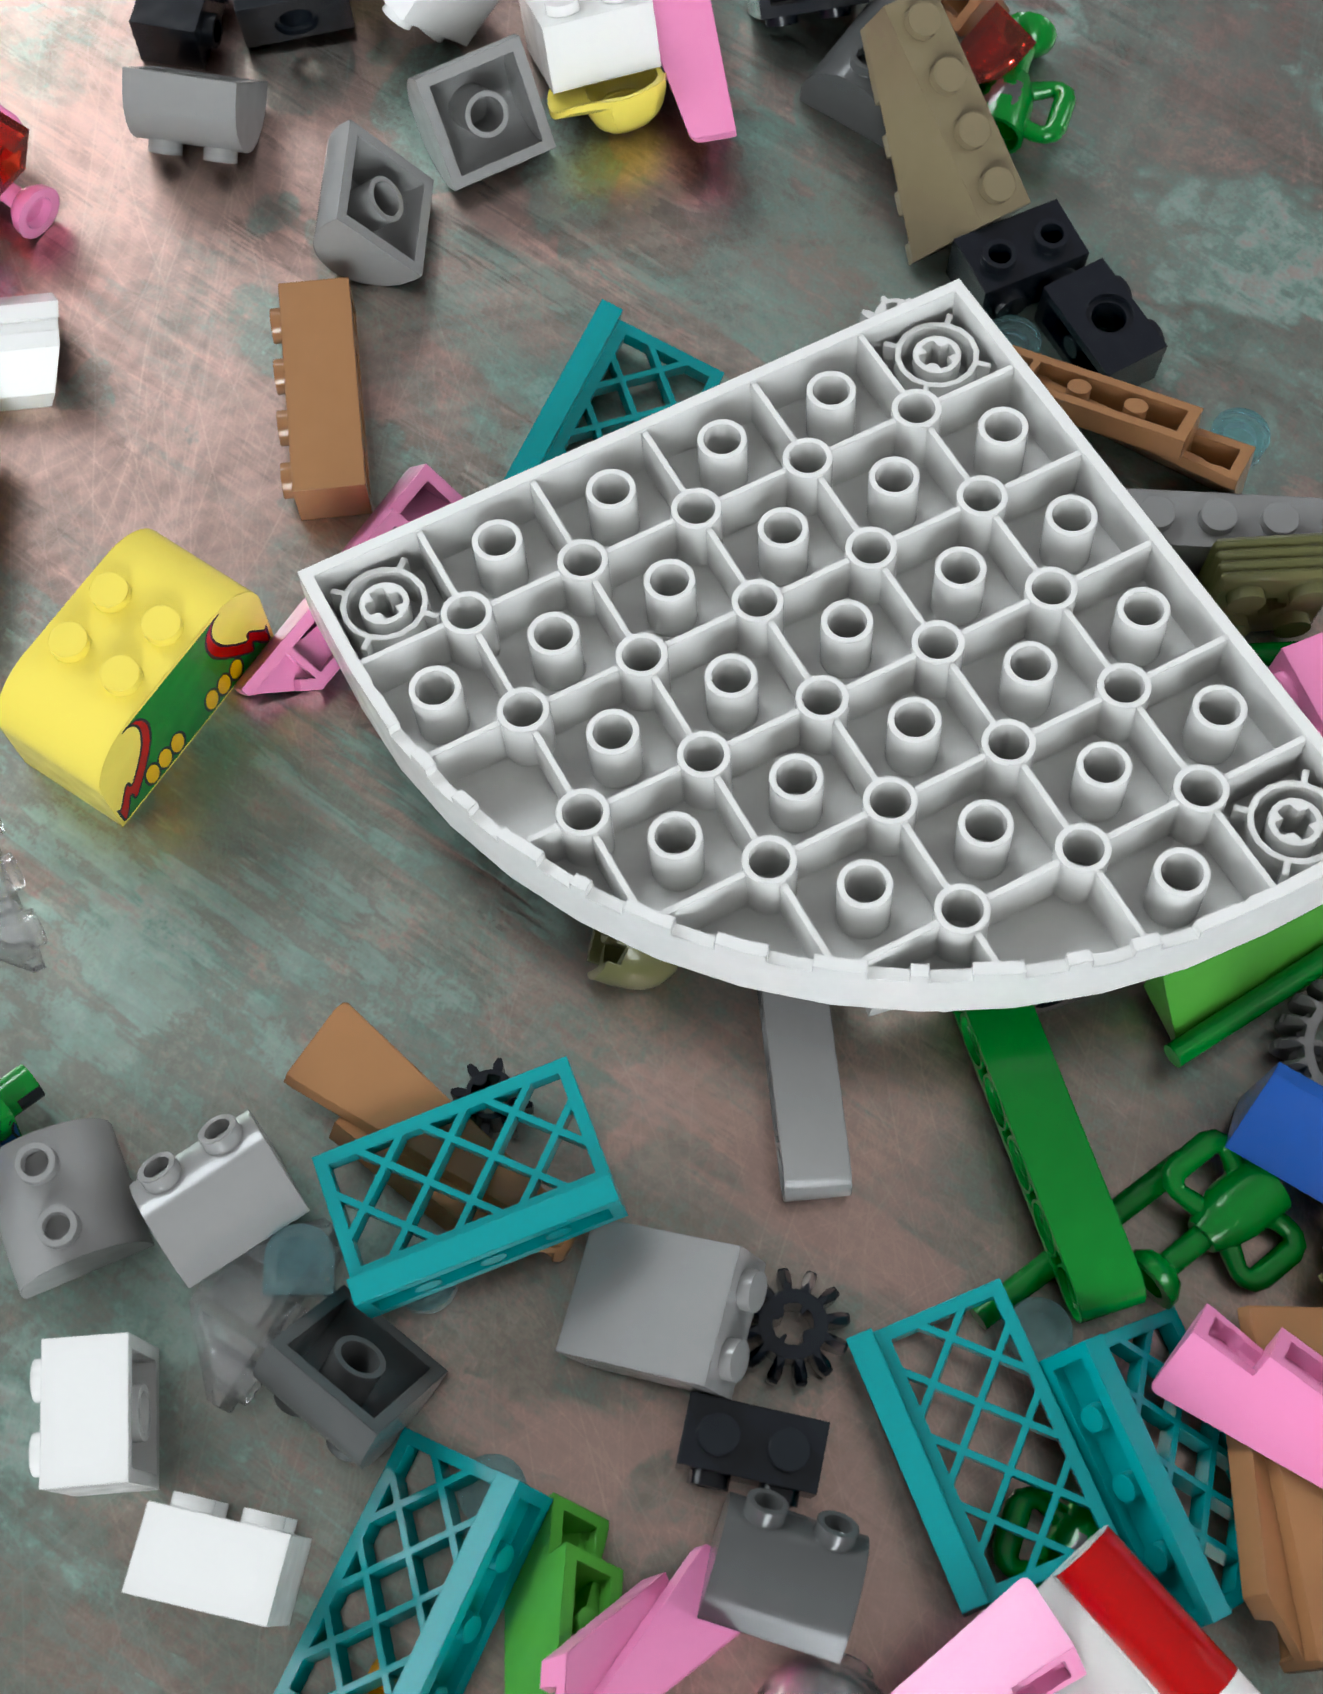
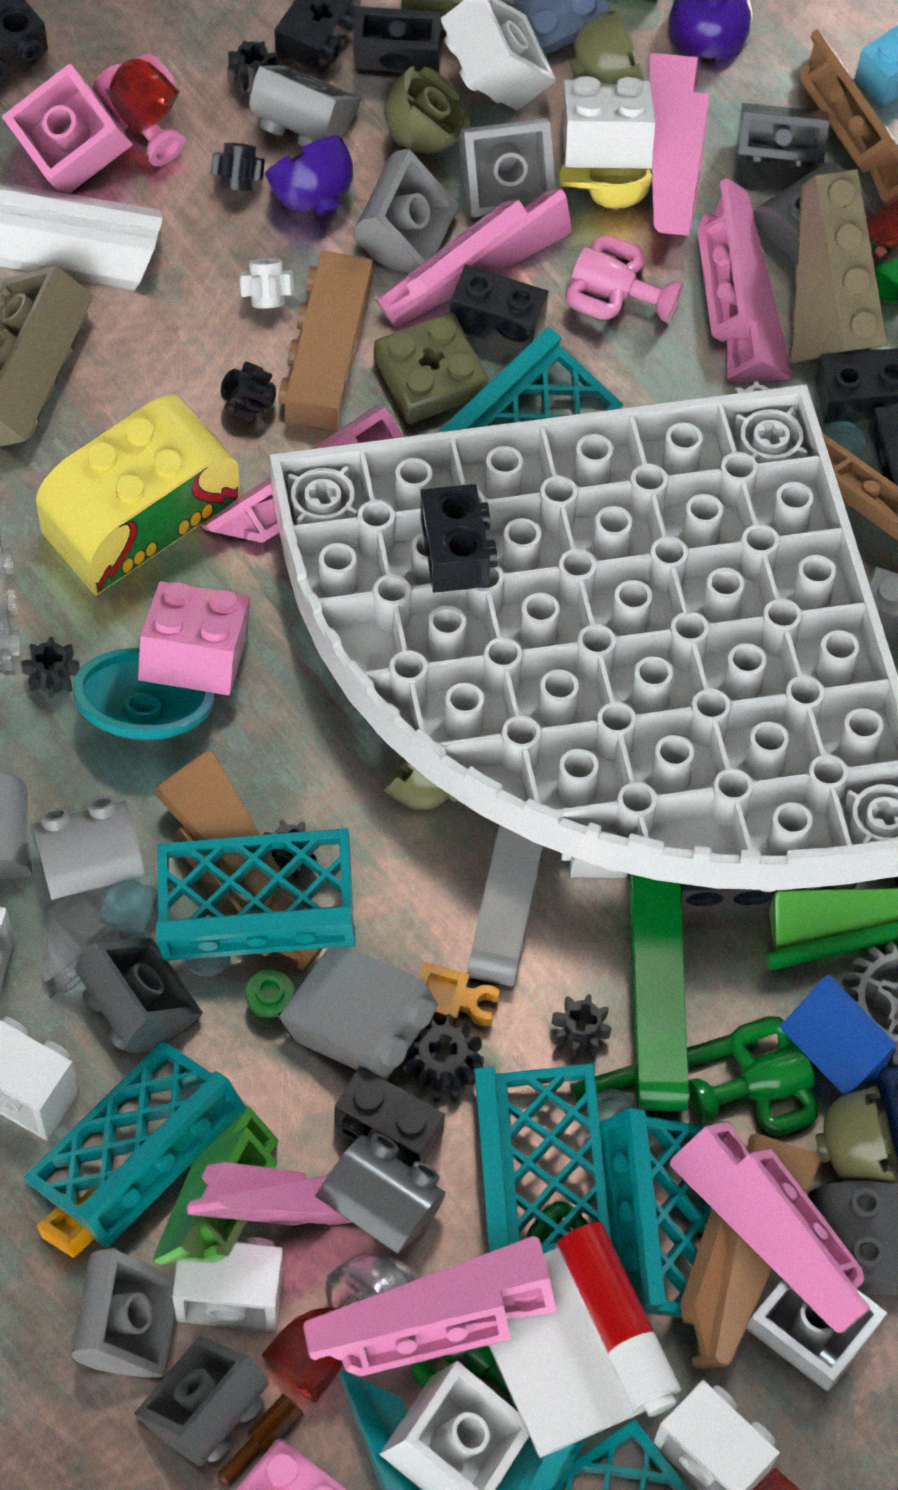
camera: 15 degrees right, 5 degrees down
(74, 943) = (42, 657): none -> black gear
(104, 75) = (246, 62): none -> black gear
(136, 208) = (237, 166): none -> black gear
(220, 347) = (266, 283): none -> white gear
(227, 948) = (121, 705): none -> teal dish
(238, 194) = (313, 177): none -> dark purple cylinder
(240, 494) = (248, 391): none -> black gear
(271, 850) = (194, 638): none -> bright pink brick
(352, 74) = (424, 112): none -> olive cylinder
(434, 402) = (406, 364): none -> olive brick
(483, 229) = (491, 244): none -> bright pink wedge
(527, 295) = (499, 308): none -> black brick
(530, 1316) = (269, 992): none -> green plate
(578, 616) = (455, 527): none -> black brick
(651, 219) = (613, 280): none -> bright pink piece
(772, 1236) = (454, 996): none -> light orange plate
(819, 190) = (740, 290): none -> bright pink wedge
(971, 1208) = (585, 1011): none -> black gear

